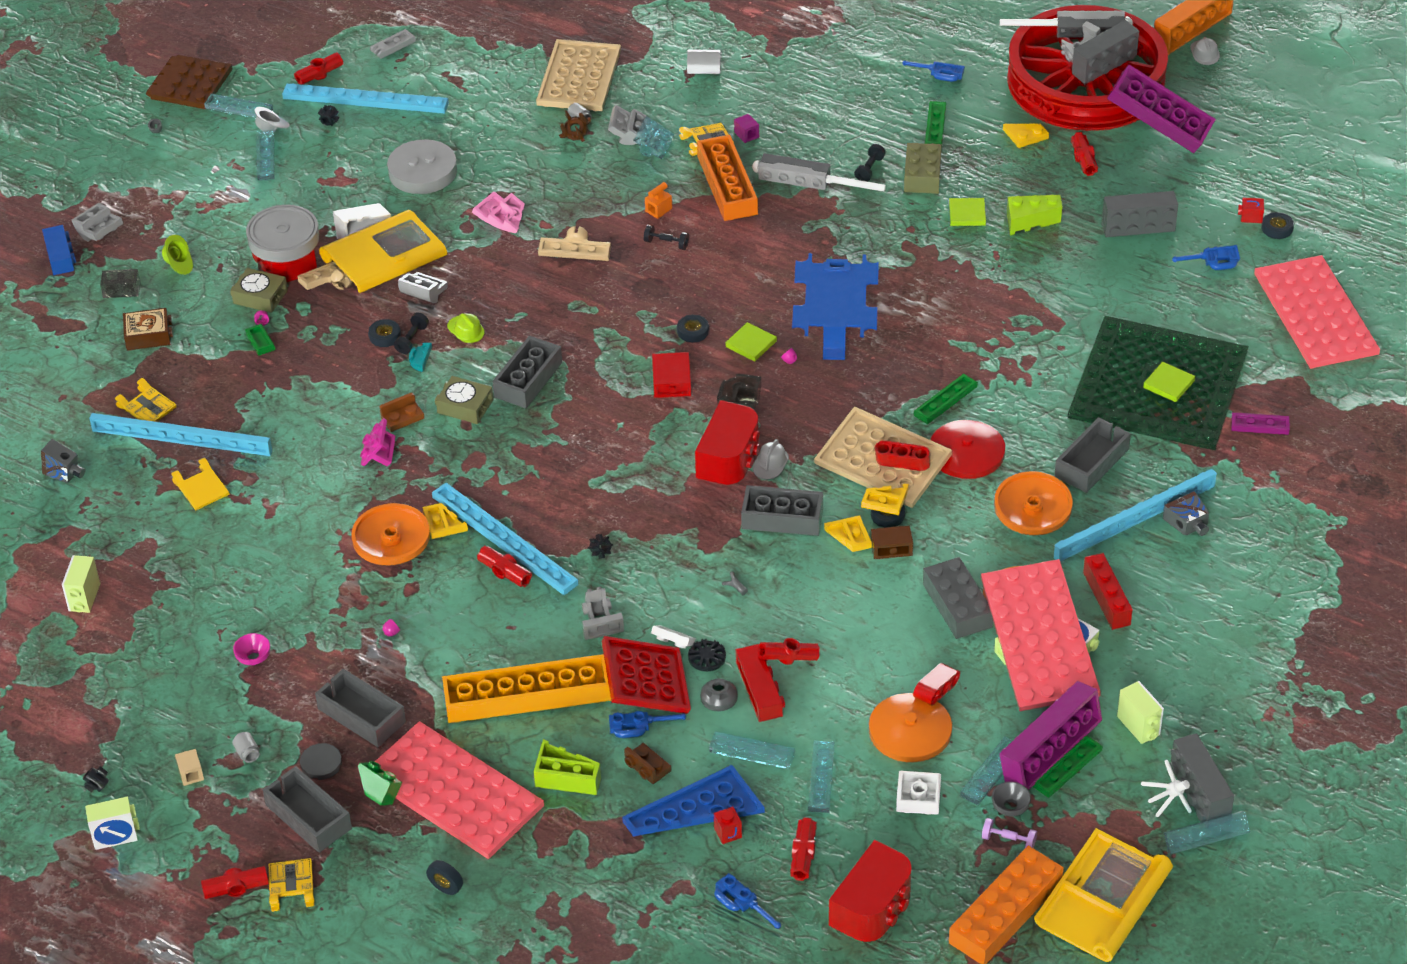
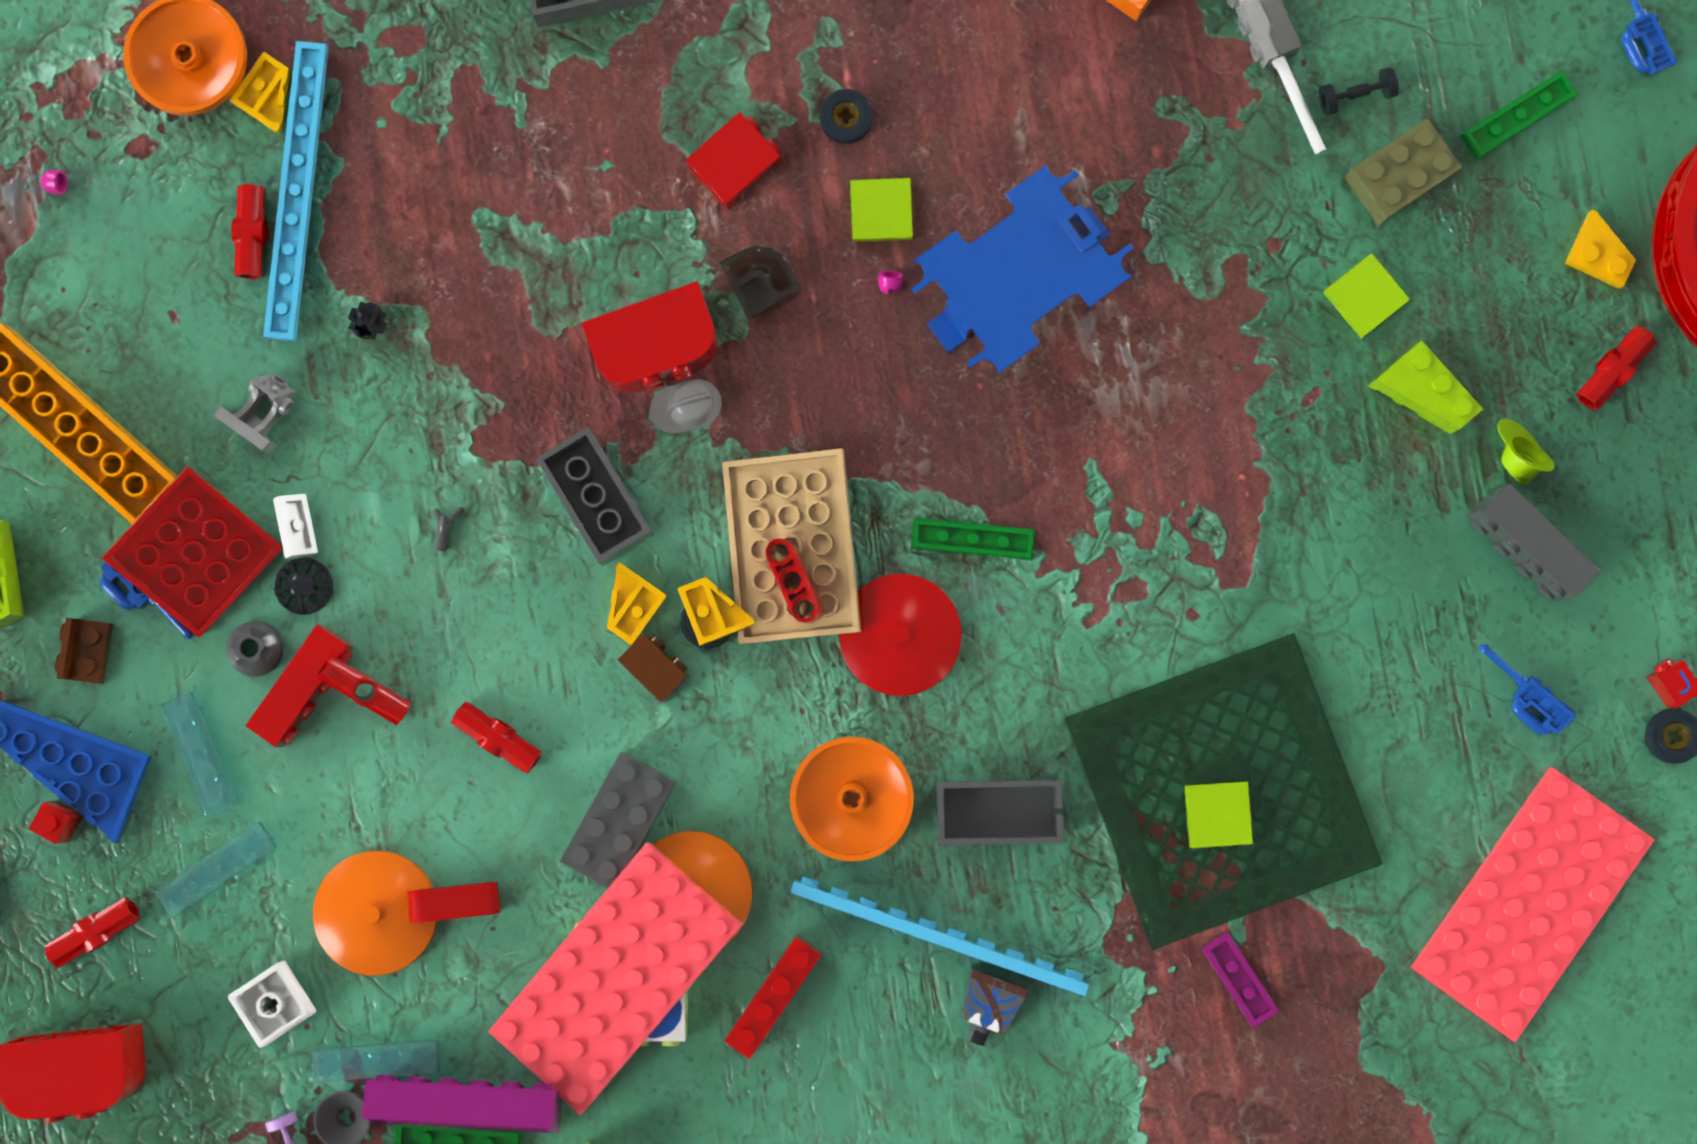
camera: 50 degrees right, 40 degrees up
(866, 622) = (496, 737): none -> red piece
(1094, 202) = (1522, 453): none -> lime piece

